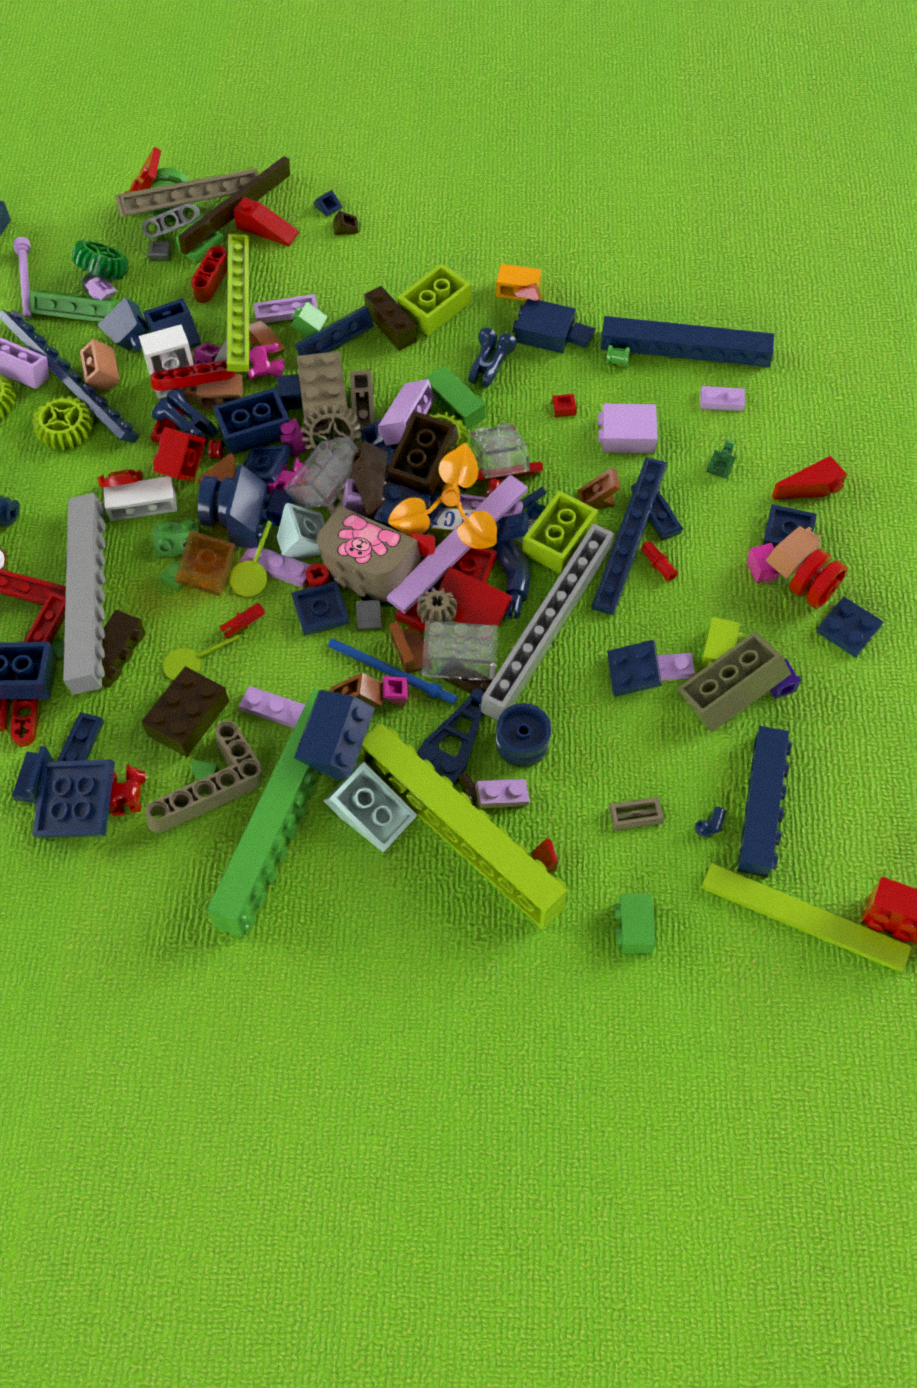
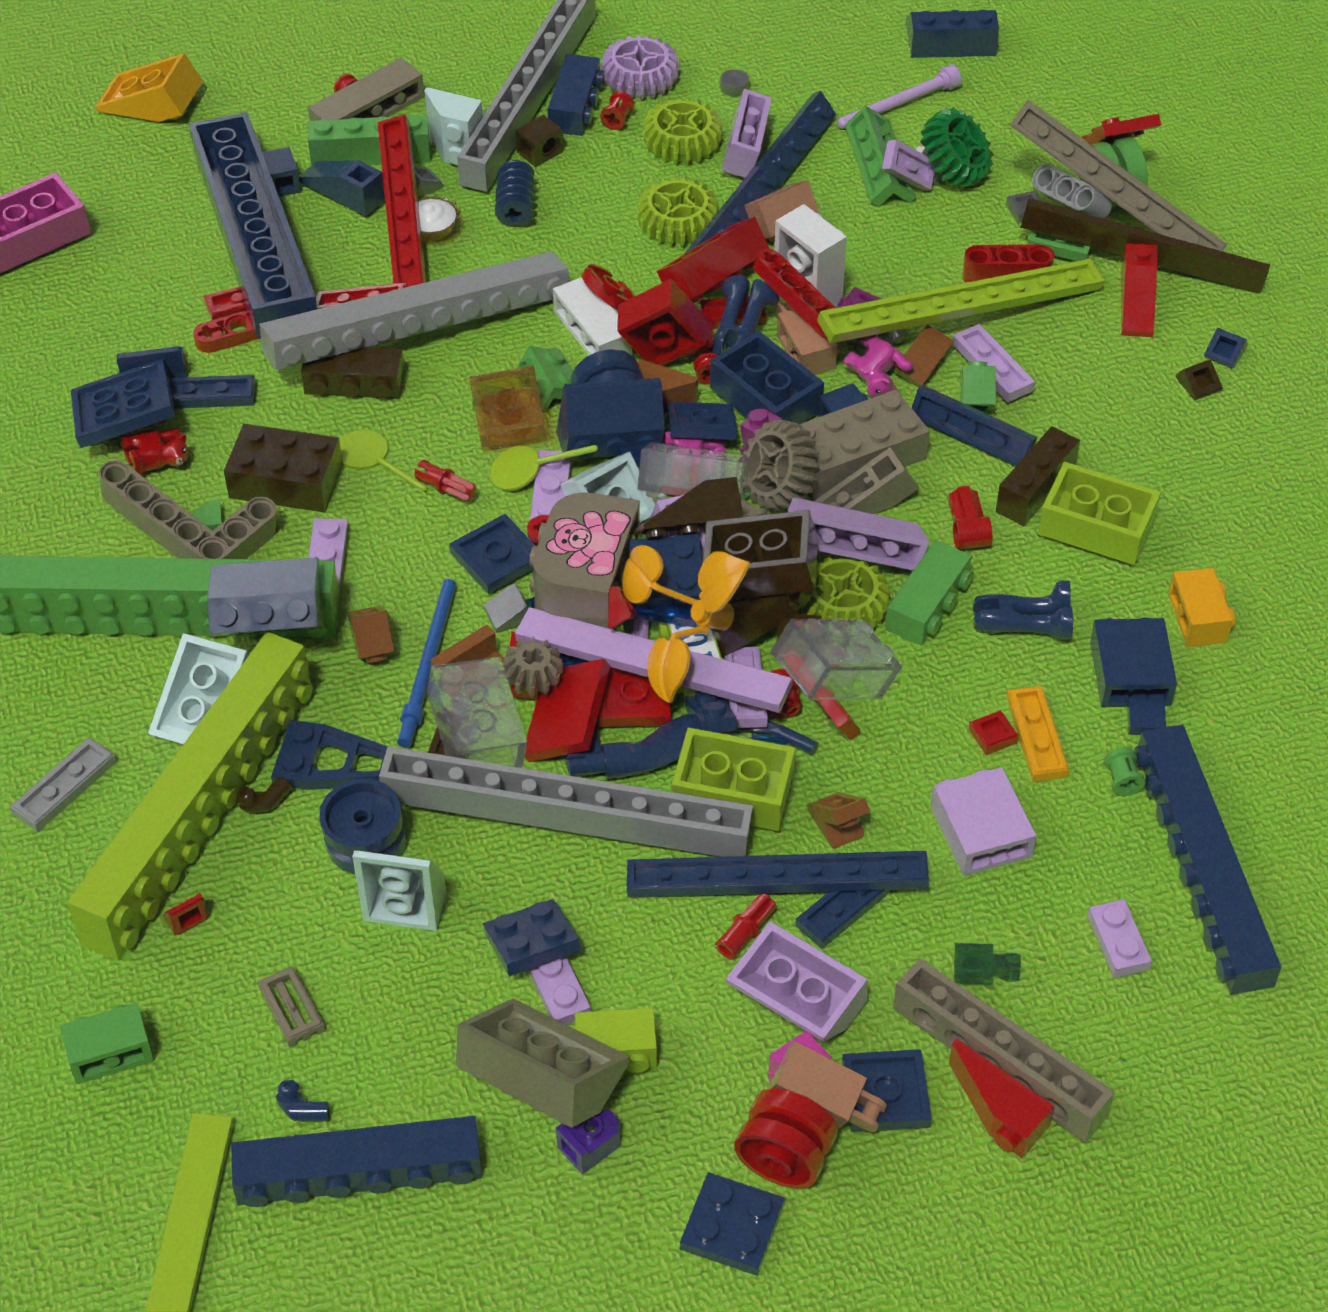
camera: 70 degrees right, 10 degrees down
(125, 325) = (863, 209): torso -> none
(131, 412) = (716, 259): none -> red brick
(173, 315) = (886, 256): dark blue slope -> none
(395, 690) = (391, 668): dark pink slope -> none
(407, 914) = (63, 784): none -> light grey tile
(413, 363) = (969, 524): none -> red piece
(502, 793) = (269, 834): lavender plate -> none
(530, 292) = (1171, 617): slope -> none
(568, 384) = (1037, 734): none -> light orange tile
(582, 722) = (399, 890): none -> light aqua slope
(716, 543) = (800, 983): none -> lavender slope
(761, 478) = (953, 1013): none -> dark tan brick

